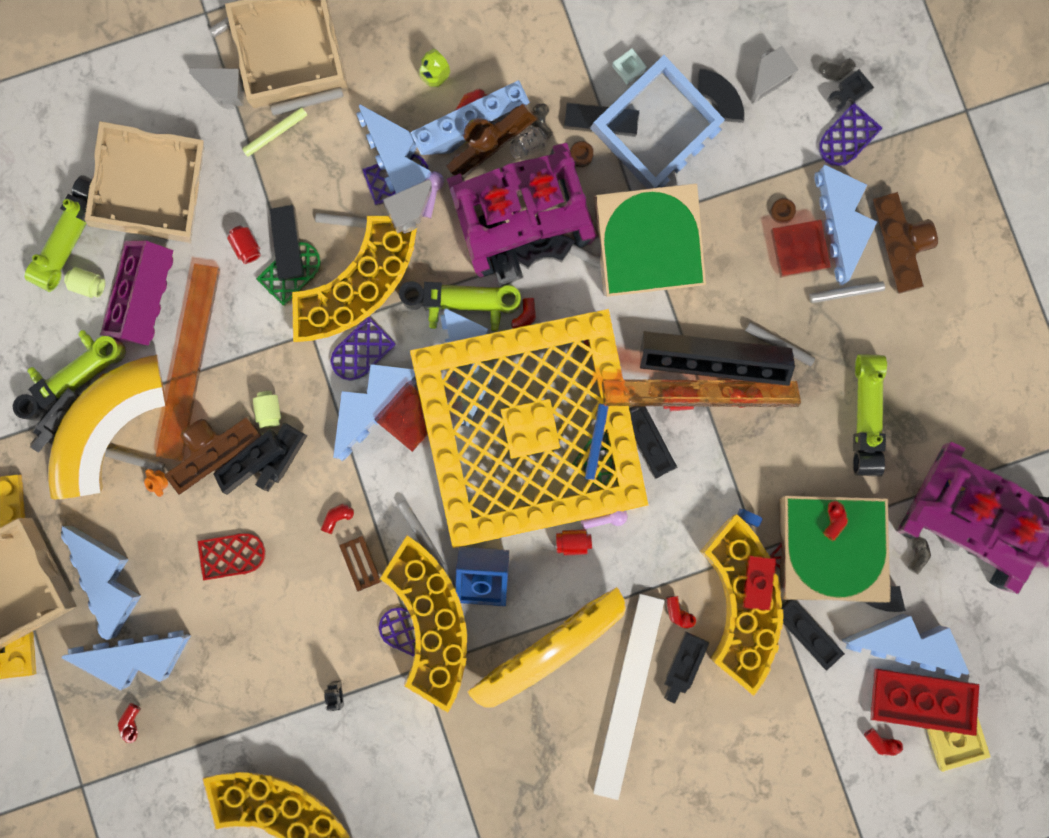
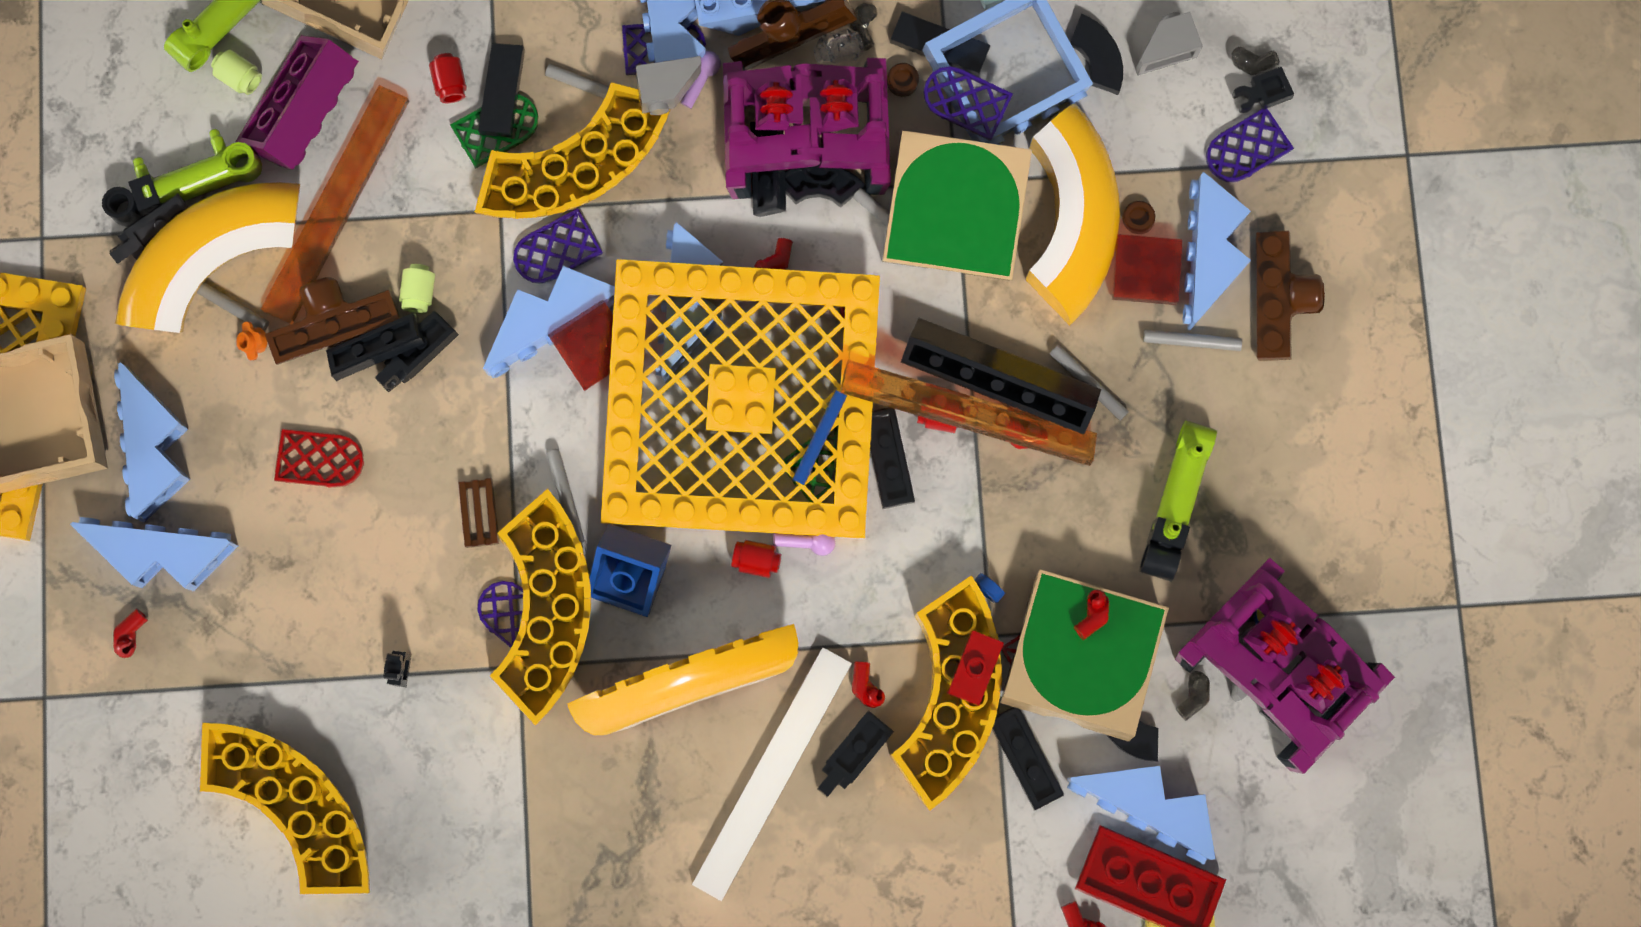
camera: 10 degrees right, 5 degrees down
(336, 514) = (464, 443): red arm -> none
(453, 297) = (672, 206): lime piece -> none
(628, 157) = (949, 117): none -> dark purple window
(742, 219) = (1084, 213): none -> yellow brick

